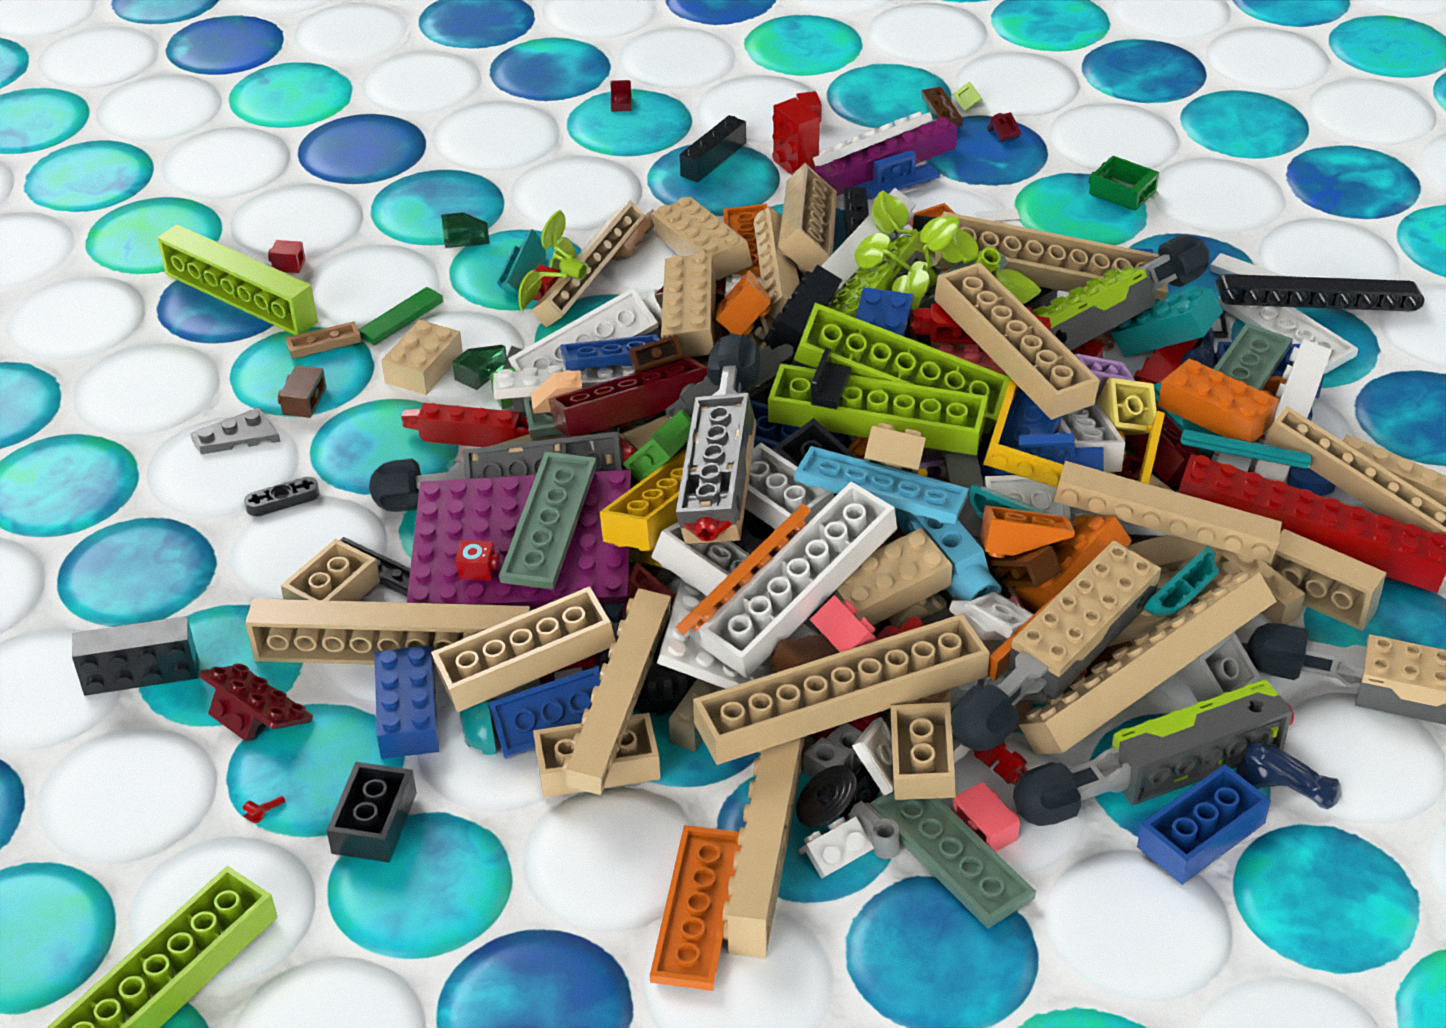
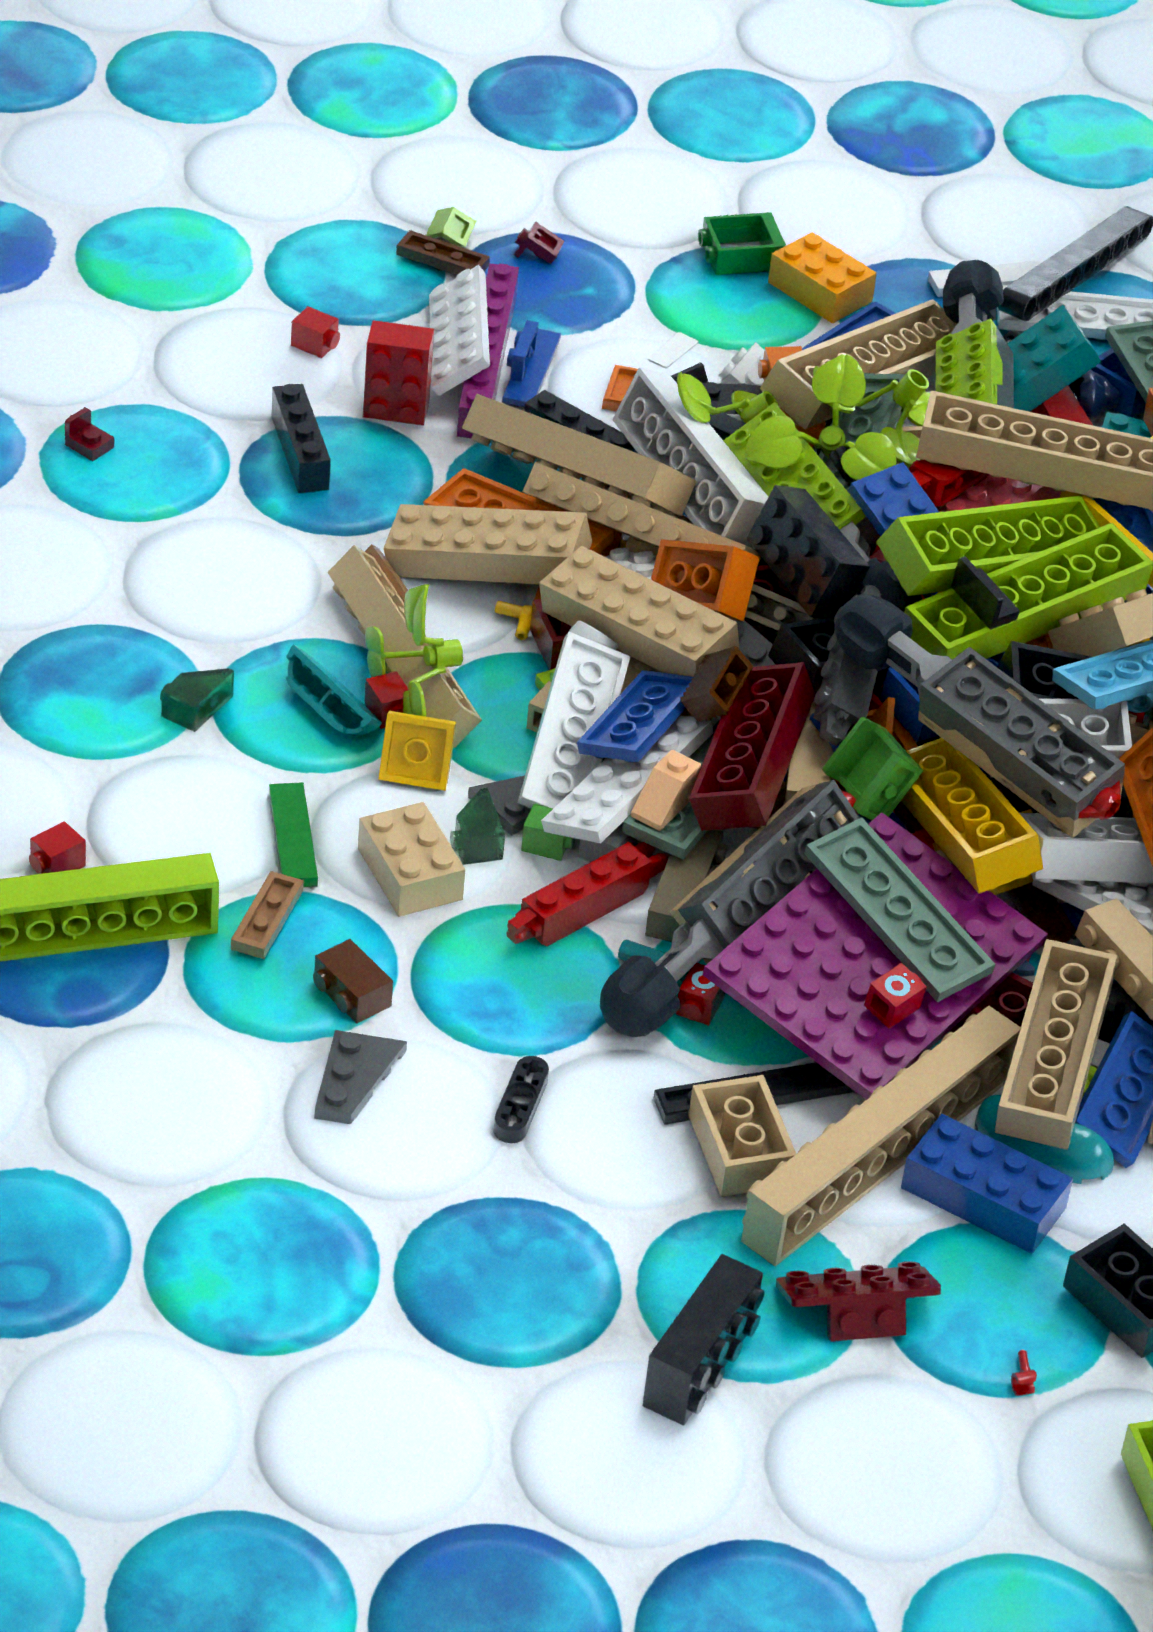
camera: 55 degrees left, 0 degrees up
(504, 309) = (417, 750): none -> yellow plate
(1141, 219) = (822, 277): none -> light orange brick

